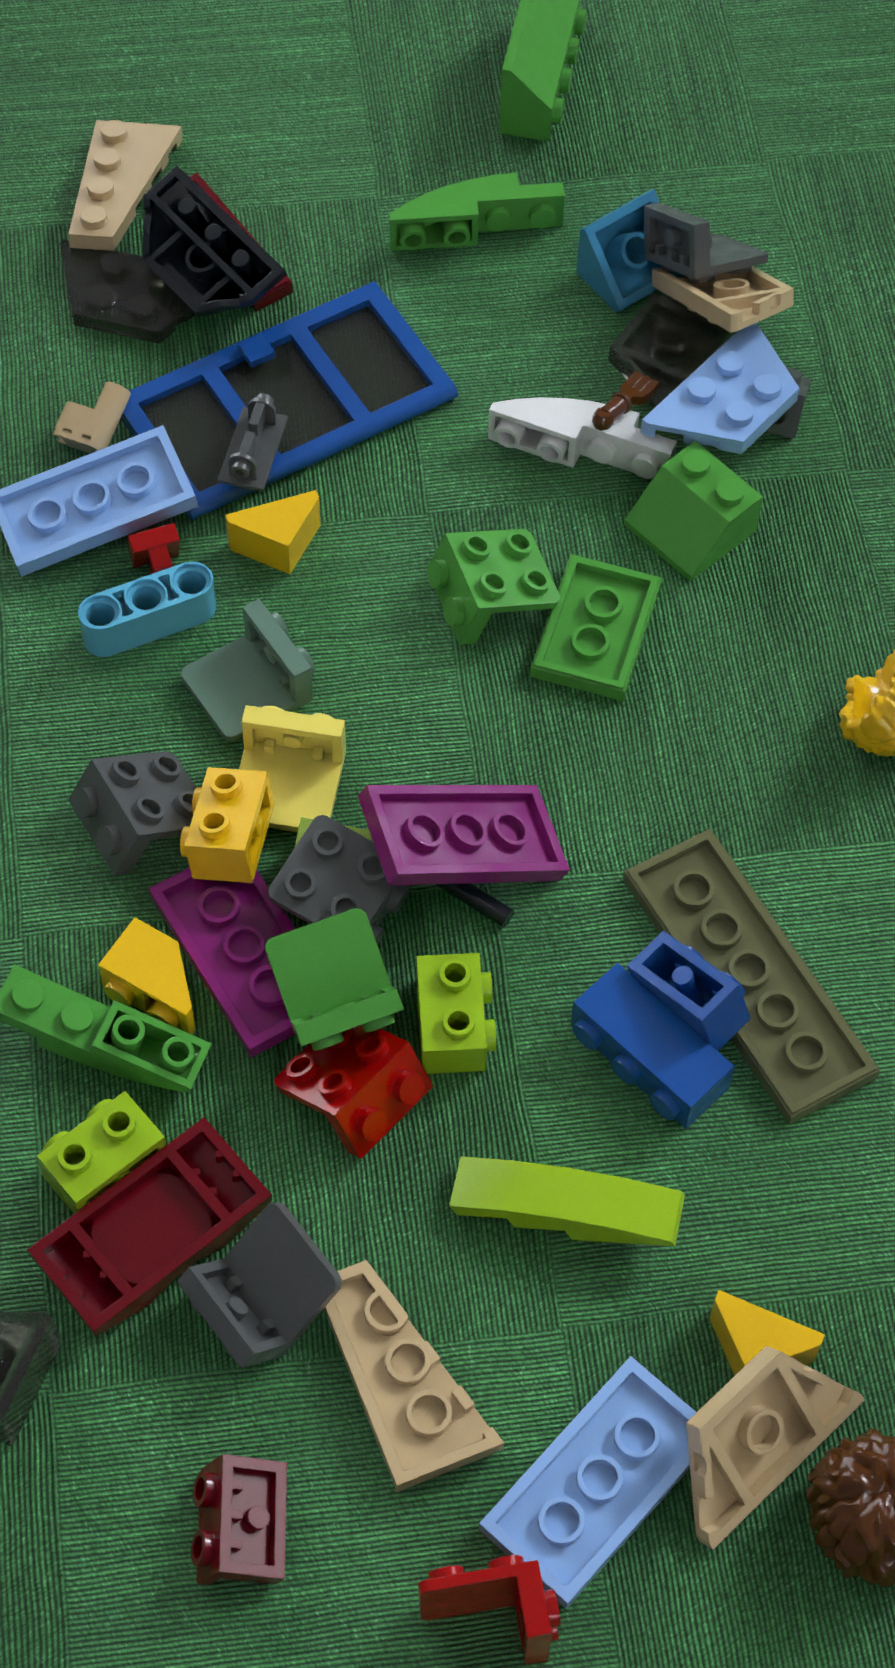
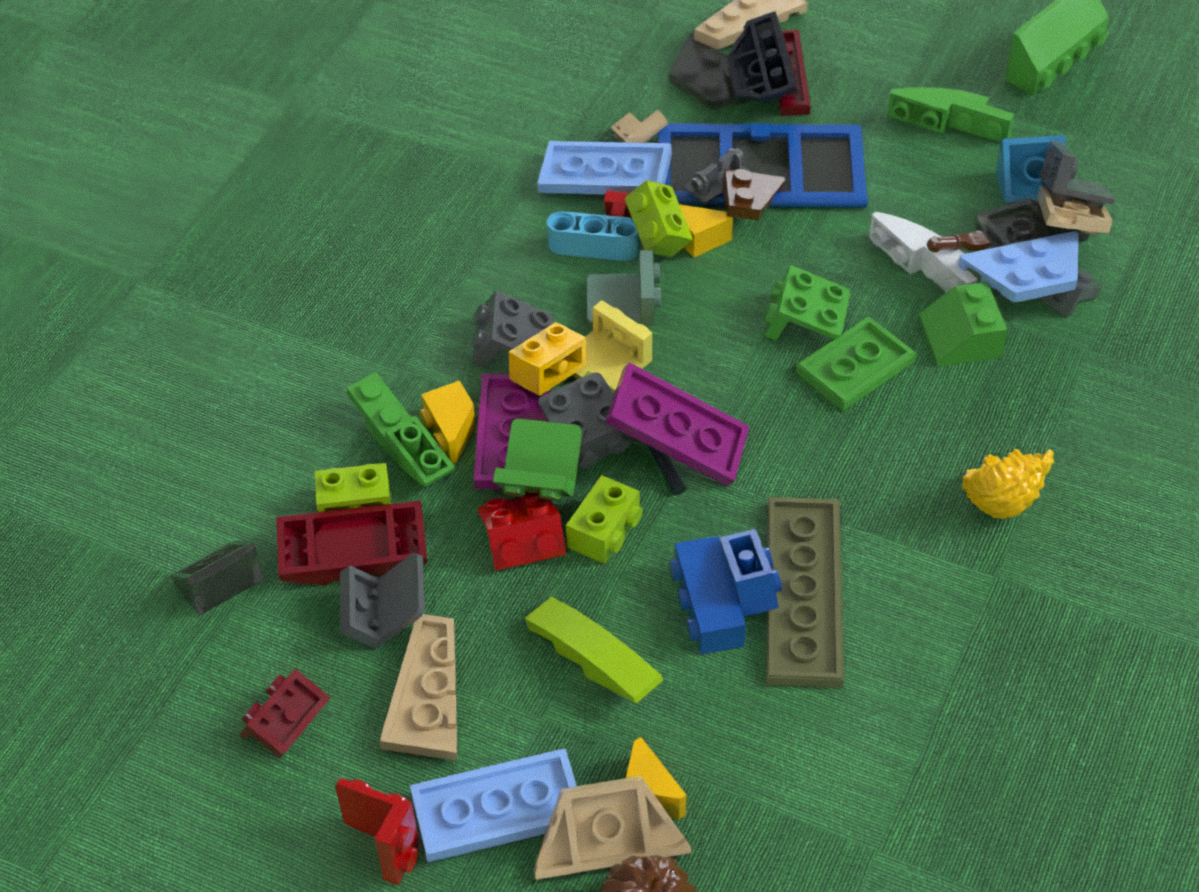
camera: 35 degrees right, 10 degrees down
(229, 546) = (658, 218): none -> lime brick
(313, 451) = (749, 193): none -> wing

